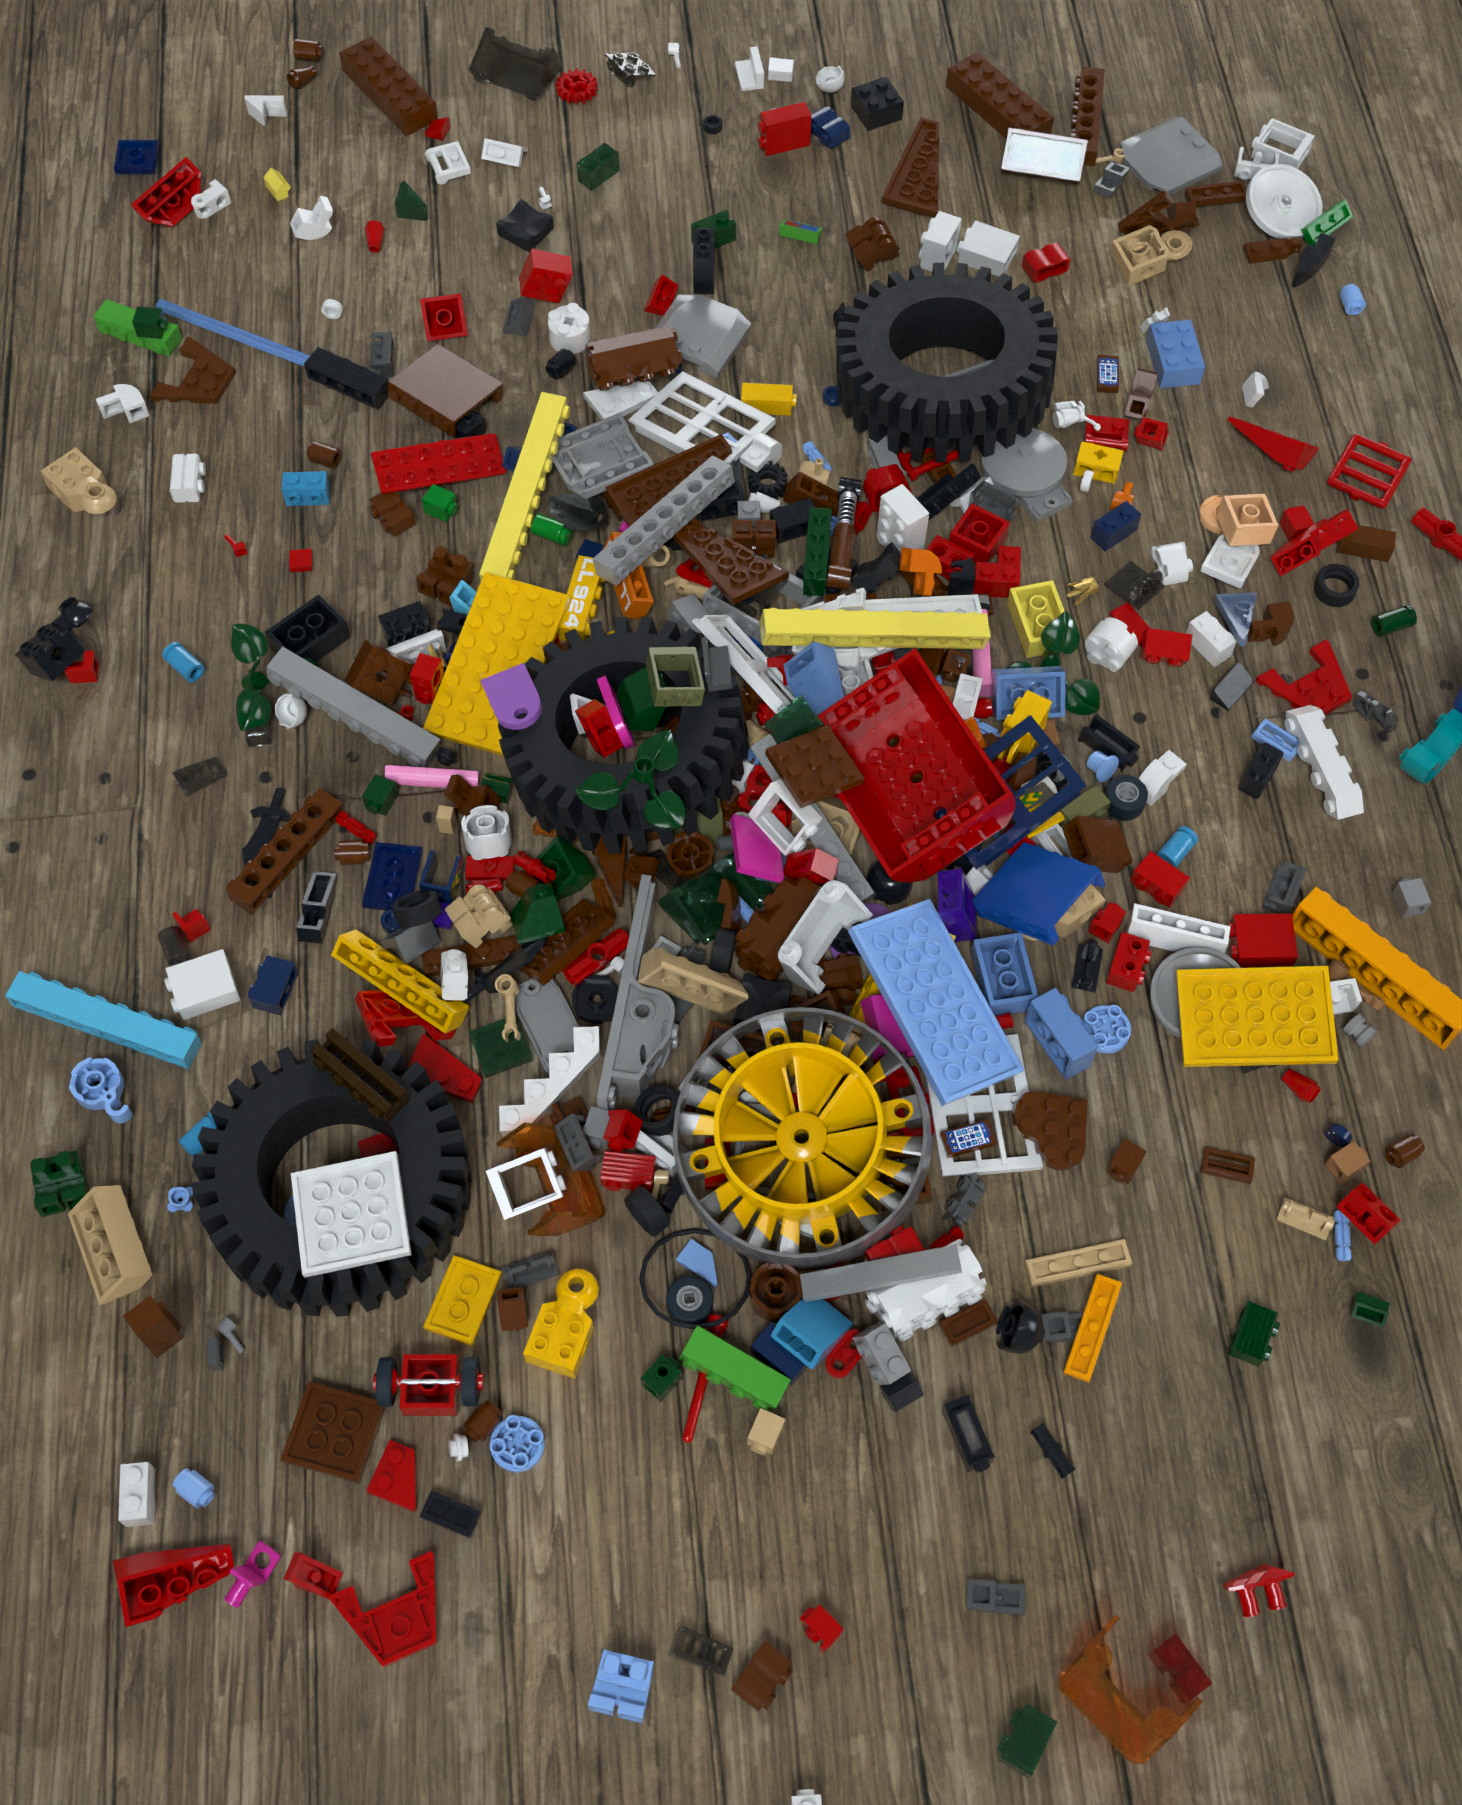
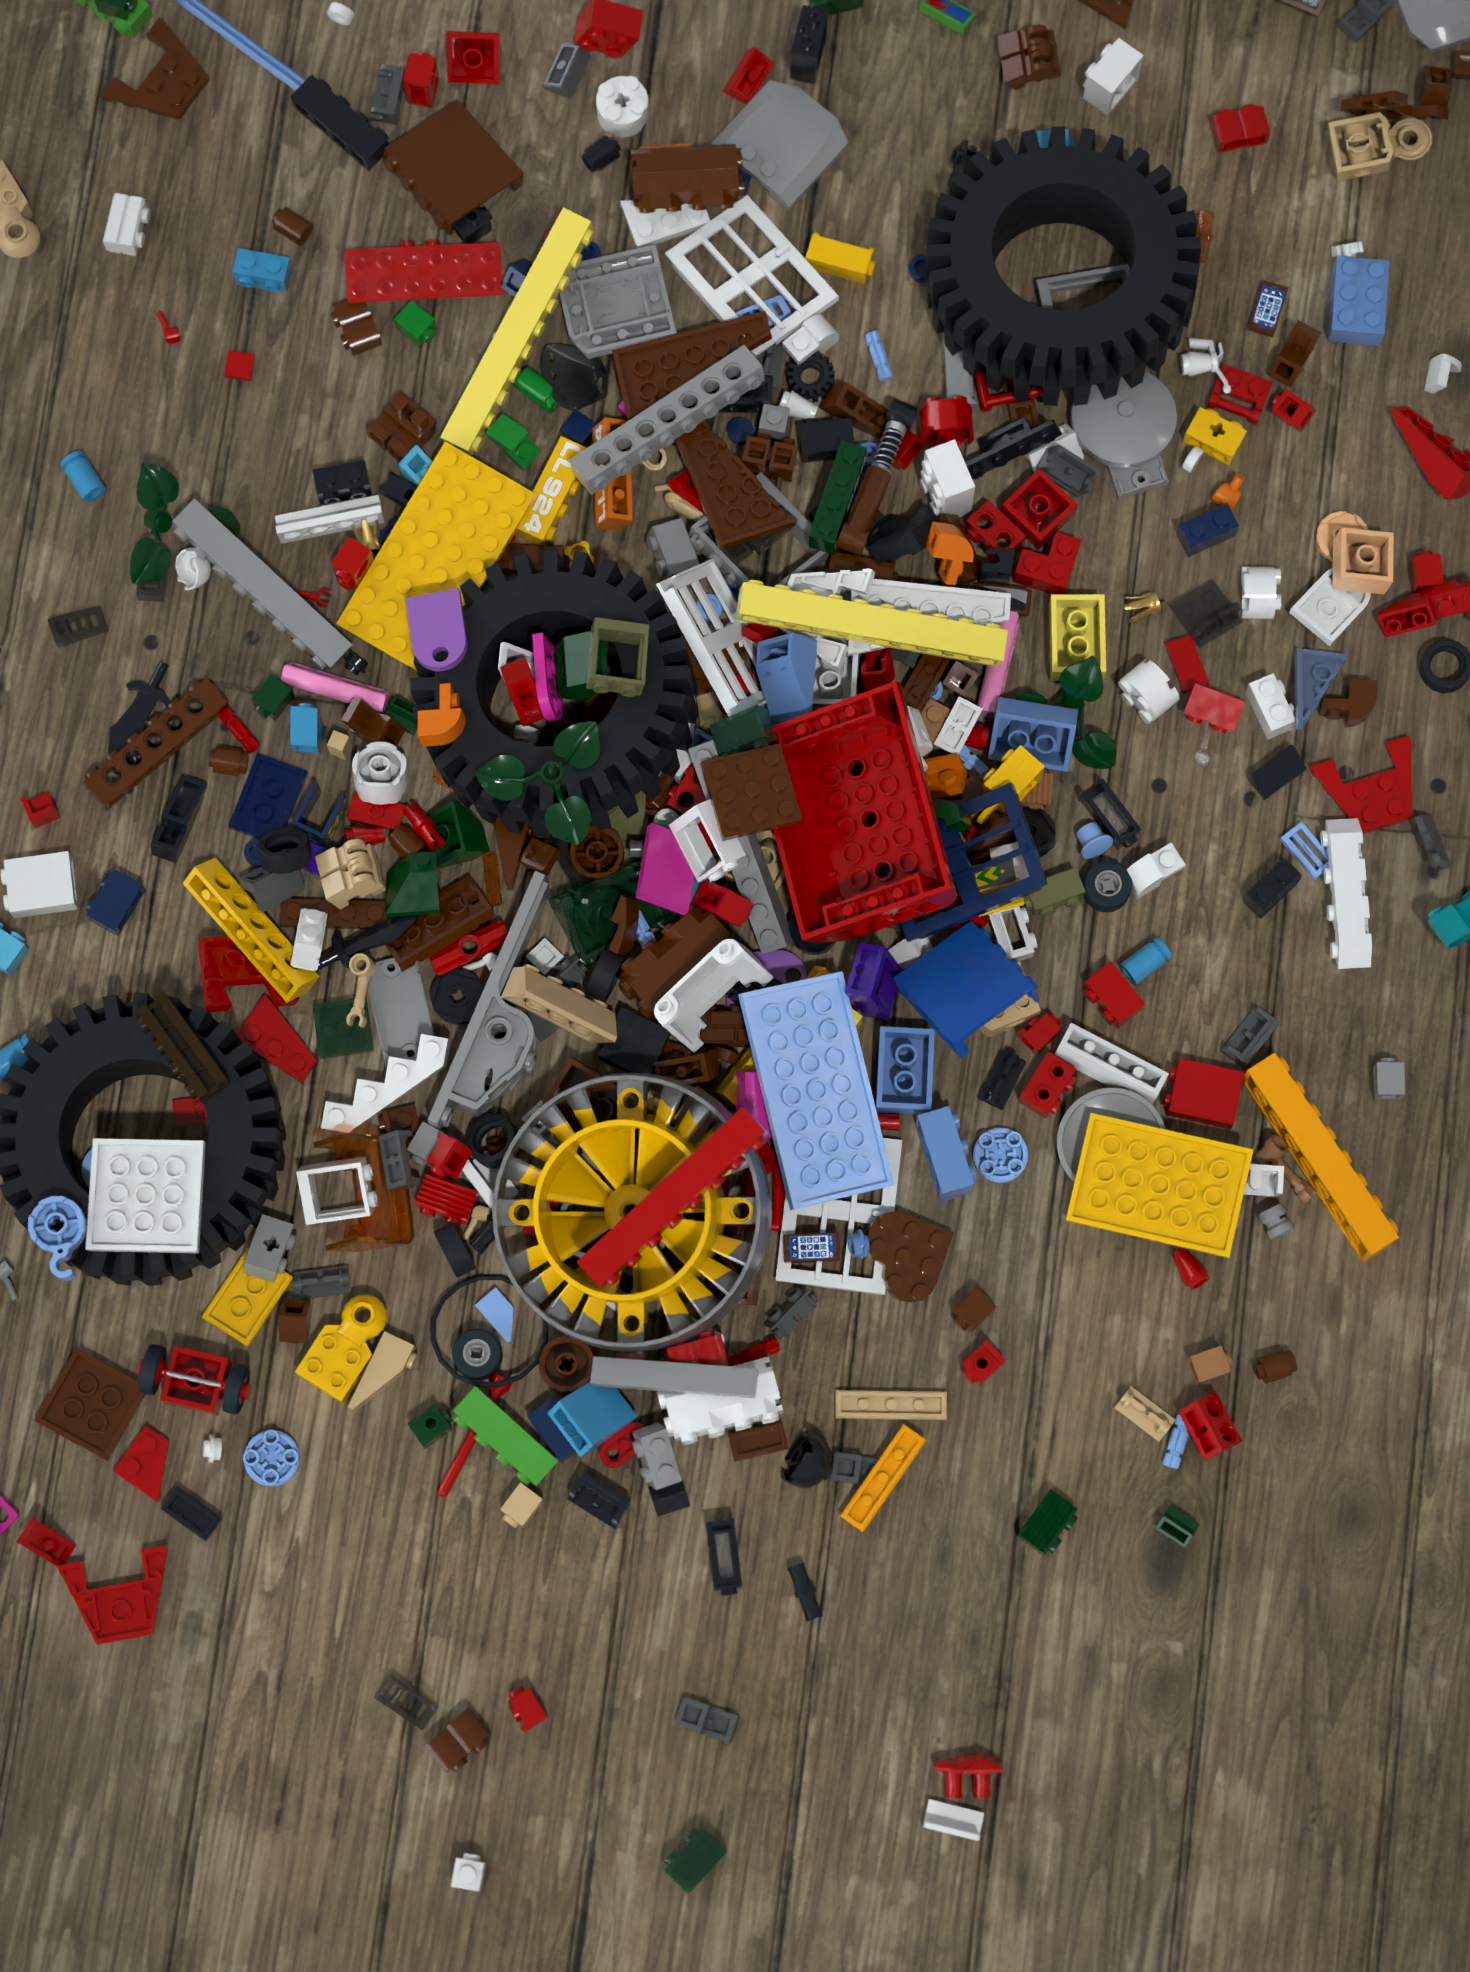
camera: 15 degrees right, 15 degrees up
(126, 400) = (70, 95): white brick -> none
(174, 945) = (17, 834): clear smoke piece -> none
(277, 1272) = (58, 1243): none -> light blue piece
(309, 630) = (229, 472): black brick -> none
(388, 682) = (299, 547): reddish brown hinge -> none
(406, 336) = (421, 79): none -> red brick
(414, 811) = (305, 728): none -> dark azure slope
(473, 1249) = (264, 1263): none -> light grey brick
(482, 1422) = (241, 1429): reddish brown brick -> none
(535, 763) = (444, 724): none -> orange brick
(537, 566) = (513, 441): none -> green slope
(606, 1334) = (386, 1366): none -> tan slope
(623, 1671) = (321, 1714): light blue hips -> none
(717, 667) = (668, 651): dark grey panel -> none
(723, 528) = (739, 430): none -> dark blue tile
(816, 471) = (867, 381): tan piece -> none
(837, 1409) = (599, 1500): none -> black hinge
(844, 1099) = (673, 1197): none -> red brick
(988, 248) = (1173, 92): white brick -> none
(992, 750) = (954, 816): none -> dark green piece
(1009, 1126) = (858, 1244): none -> medium blue plate
(1098, 843) = (1053, 940): reddish brown brick -> none
(1111, 1710) = (782, 1852): clear orange windscreen -> none
(1153, 1197) = (990, 1355): none -> red brick
(1167, 687) = (1203, 757): none -> clear hand
(1181, 1665) = (870, 1841): clear red brick -> none
(1207, 1151) = (1103, 1347): reddish brown tile -> none
(1259, 1638) = (953, 1820): none -> white panel
(1338, 1135) = (1210, 1333): dark blue tile -> none

